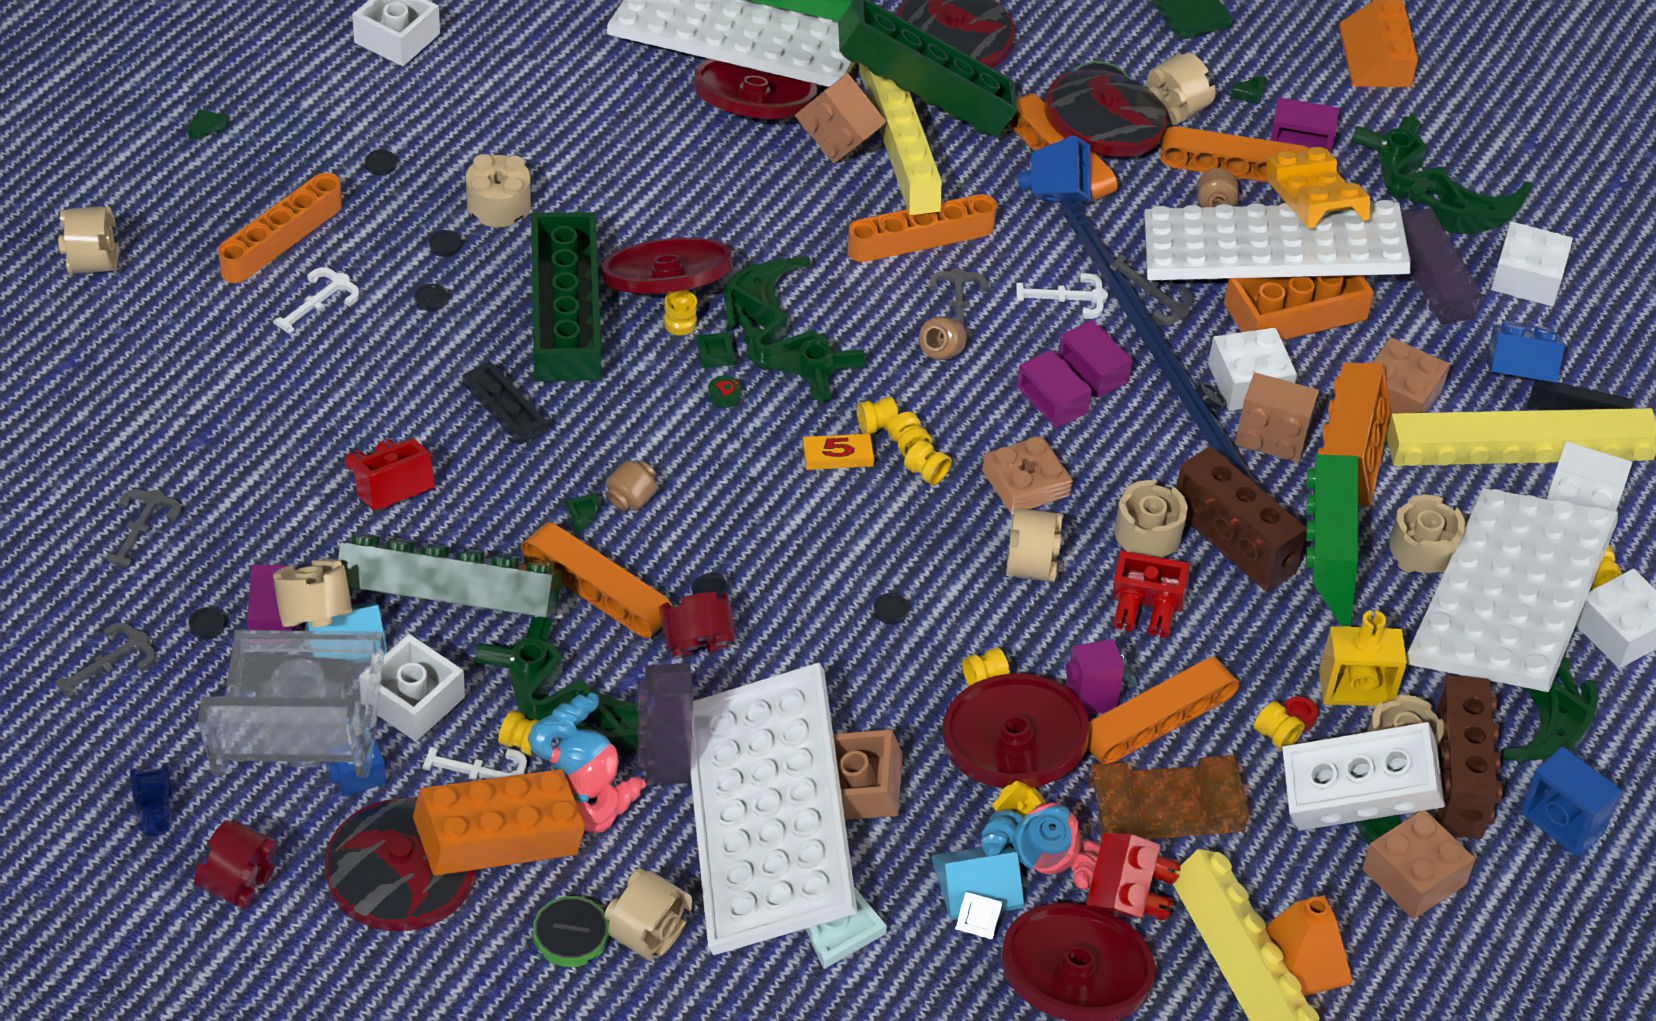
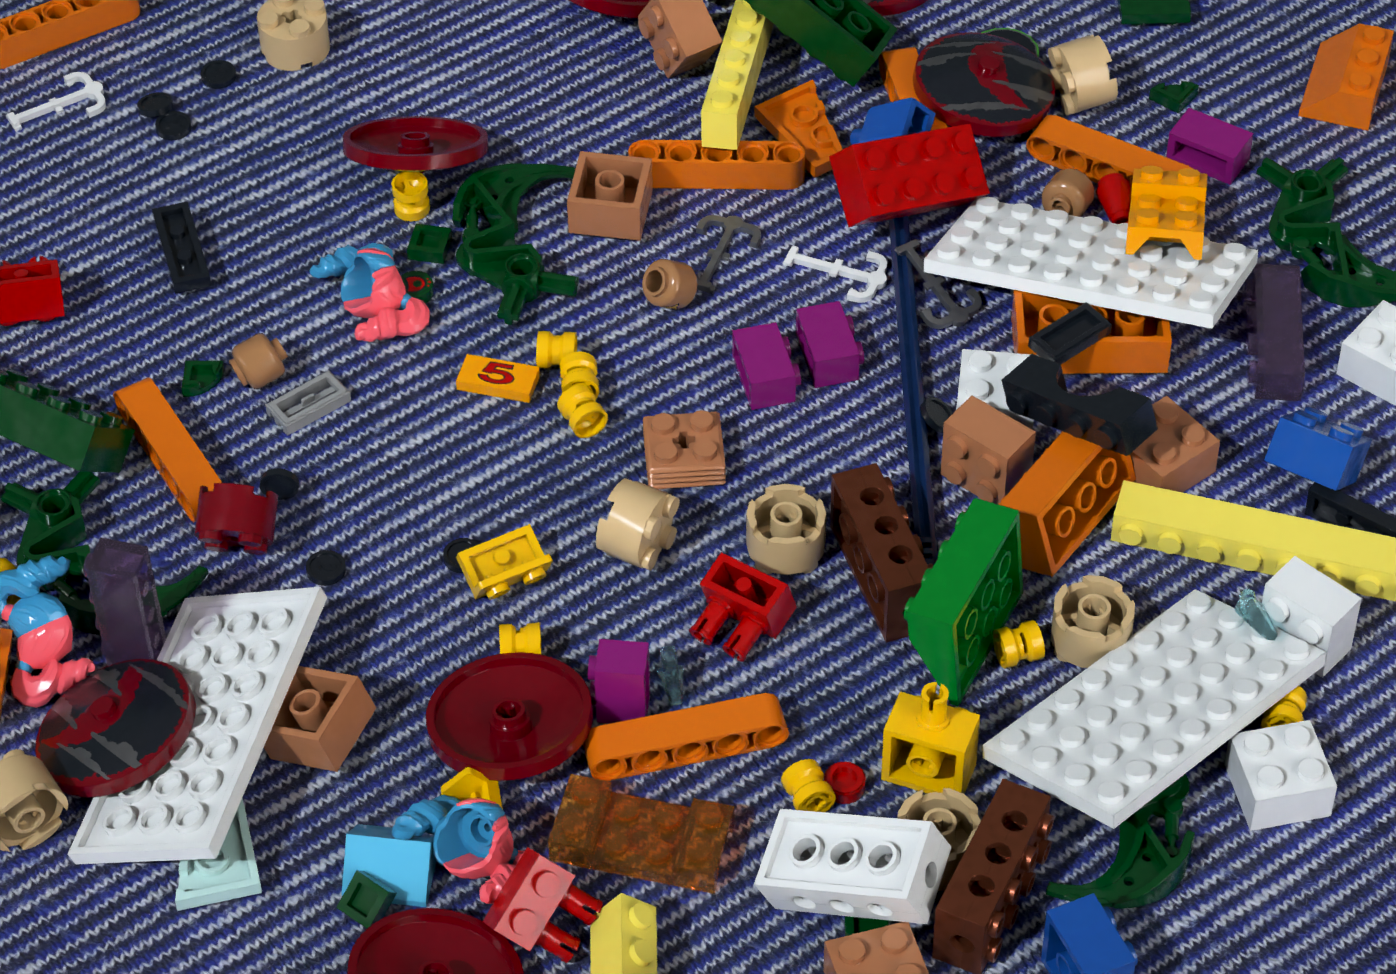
camera: 25 degrees right, 0 degrees up
(405, 282) = (155, 104): none -> black piece
(565, 297) = (295, 153): dark green brick -> none
(695, 826) = (116, 727): none -> dish
(696, 399) = (374, 291): none -> hair
(699, 517) = (311, 406): none -> light grey tile
(782, 648) = (325, 567): none -> black piece
(853, 274) = (610, 195): none -> nougat brick
(933, 605) = (504, 562): none -> yellow bracket
(968, 175) = (801, 119): none -> orange wing
(1098, 201) = (909, 174): none -> red brick
(1254, 185) = (1115, 197): none -> red cone
(1296, 305) = (1070, 334): none -> black tile
(1378, 565) = (1018, 644): none -> yellow wheel
(1384, 365) = (1111, 420): none -> black arch
(1550, 495) = (1255, 614): none -> clear light blue bar

